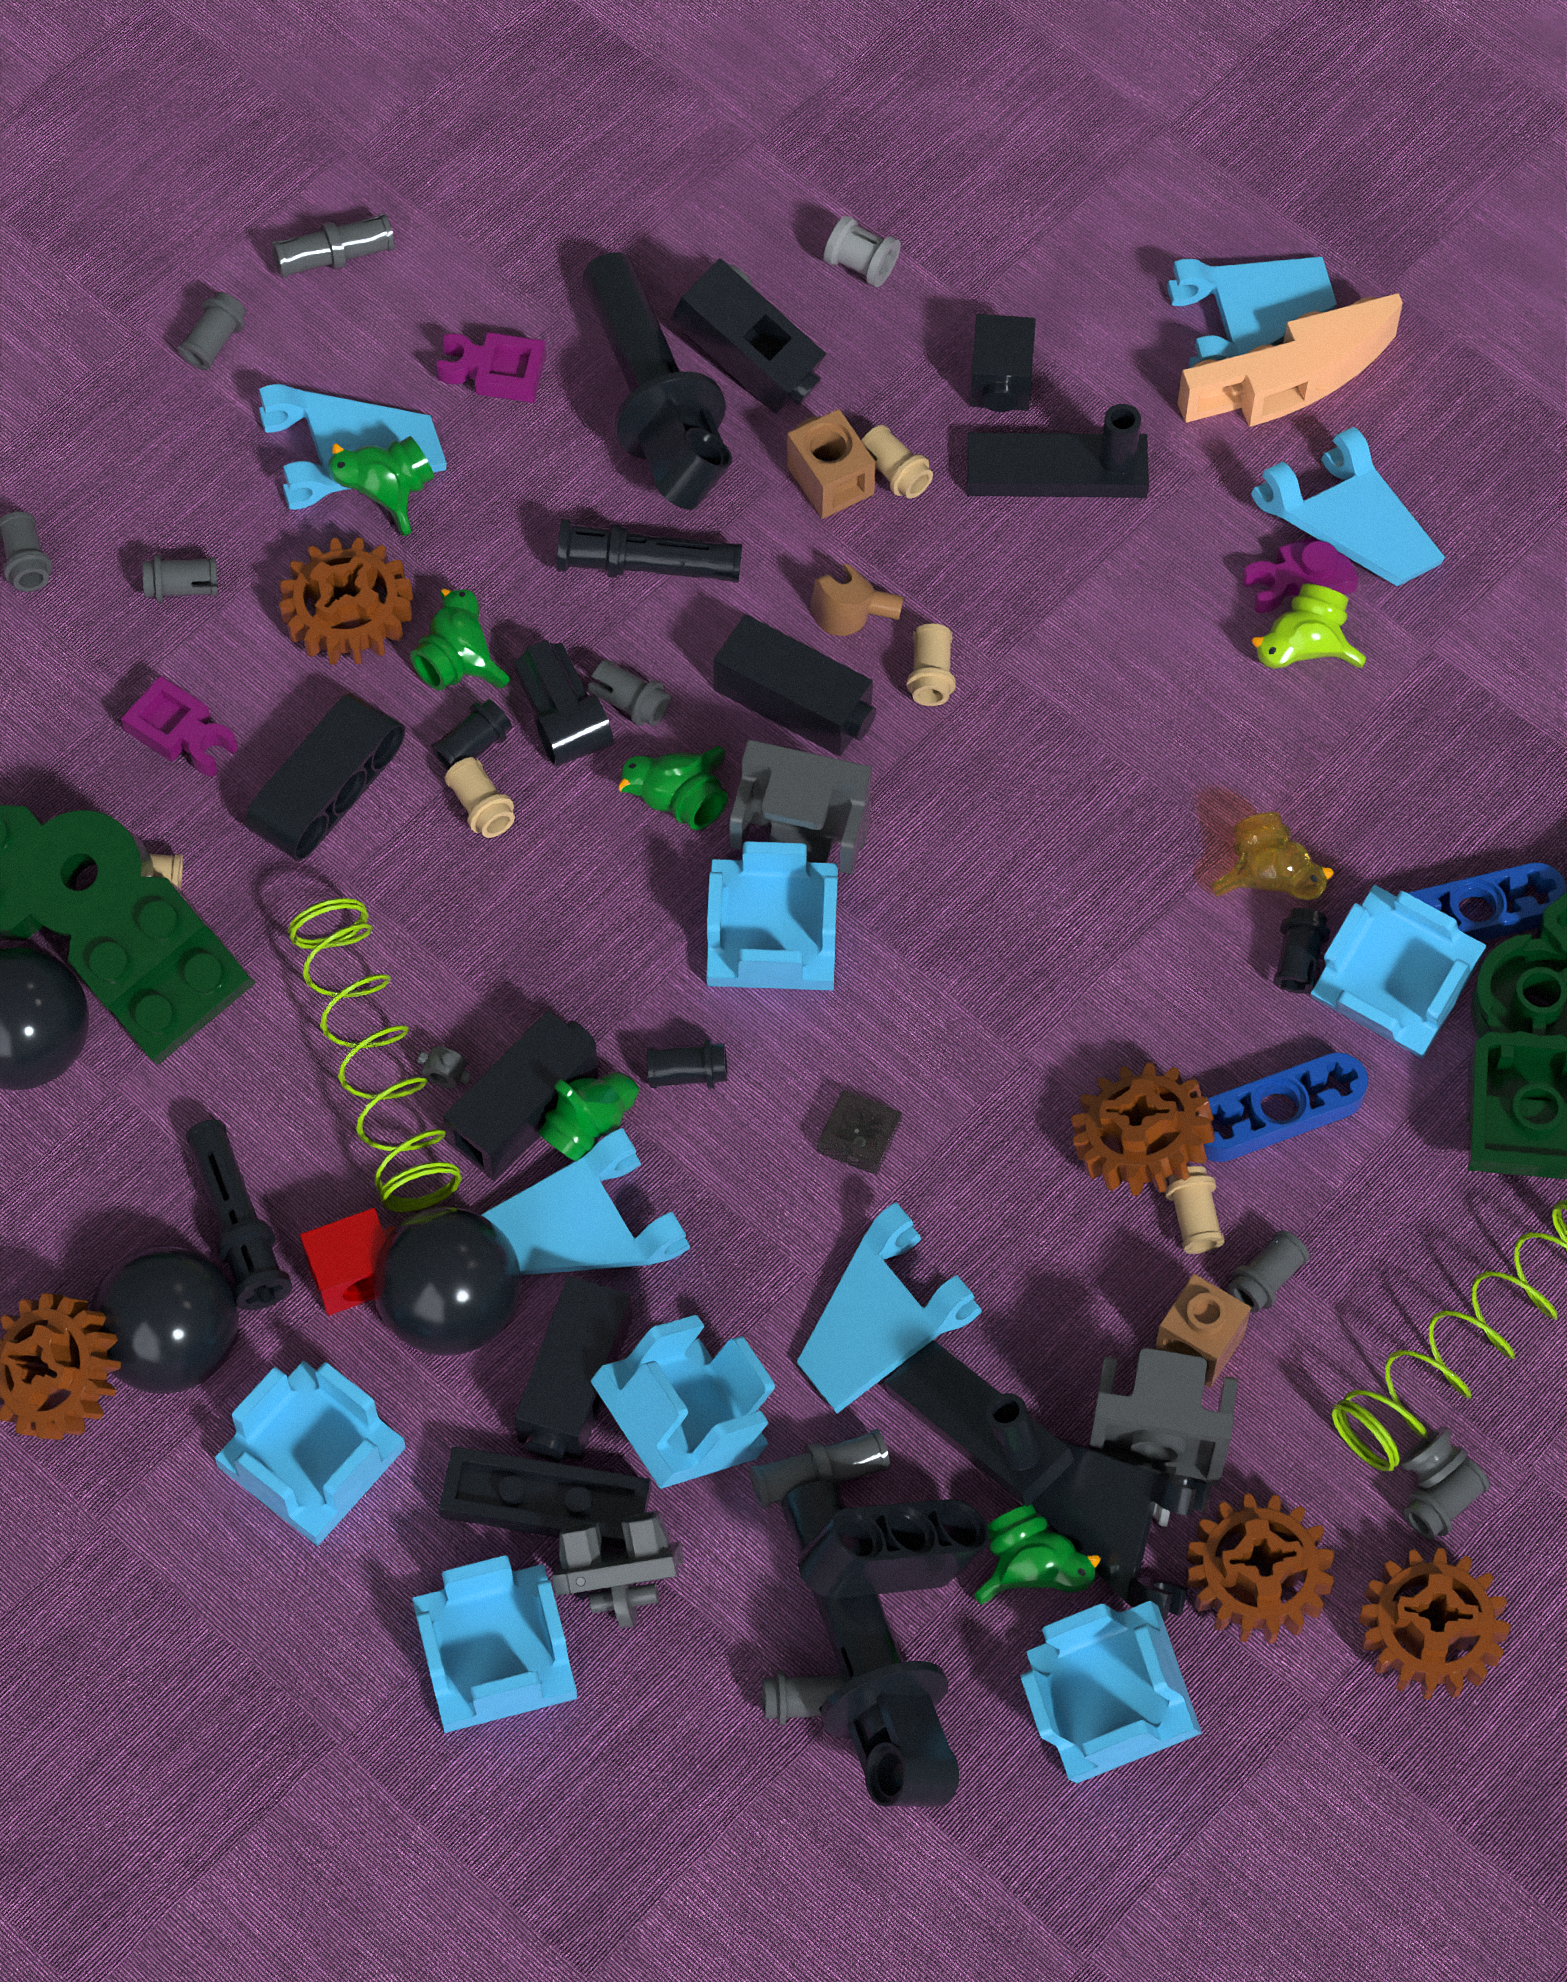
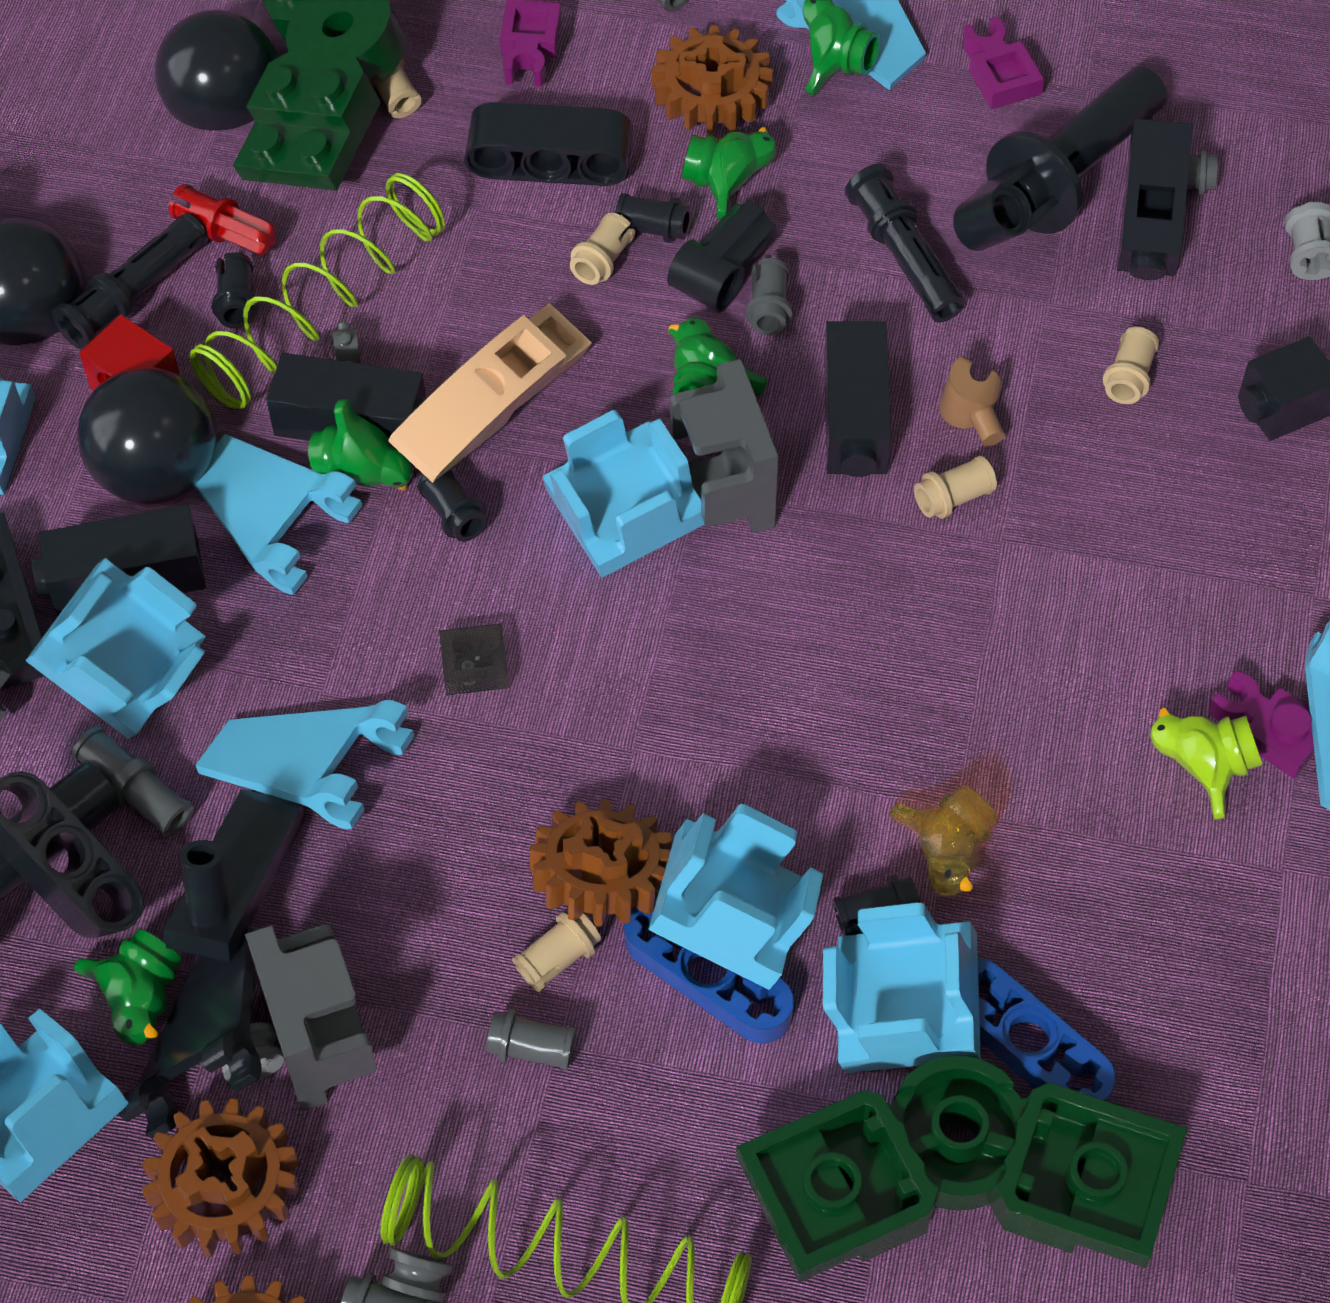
camera: 60 degrees right, 5 degrees down
(218, 1098) = (225, 220): none -> red axle
(324, 1135) = (233, 290): none -> black pin
(604, 964) = (488, 390): none -> light nougat slope
(835, 483) = (1088, 319): medium nougat brick -> none
(1062, 463) = (1242, 499): black piece -> none
(1204, 1325) = (429, 1009): medium nougat brick -> none
(1244, 1045) = (732, 897): none -> medium azure panel

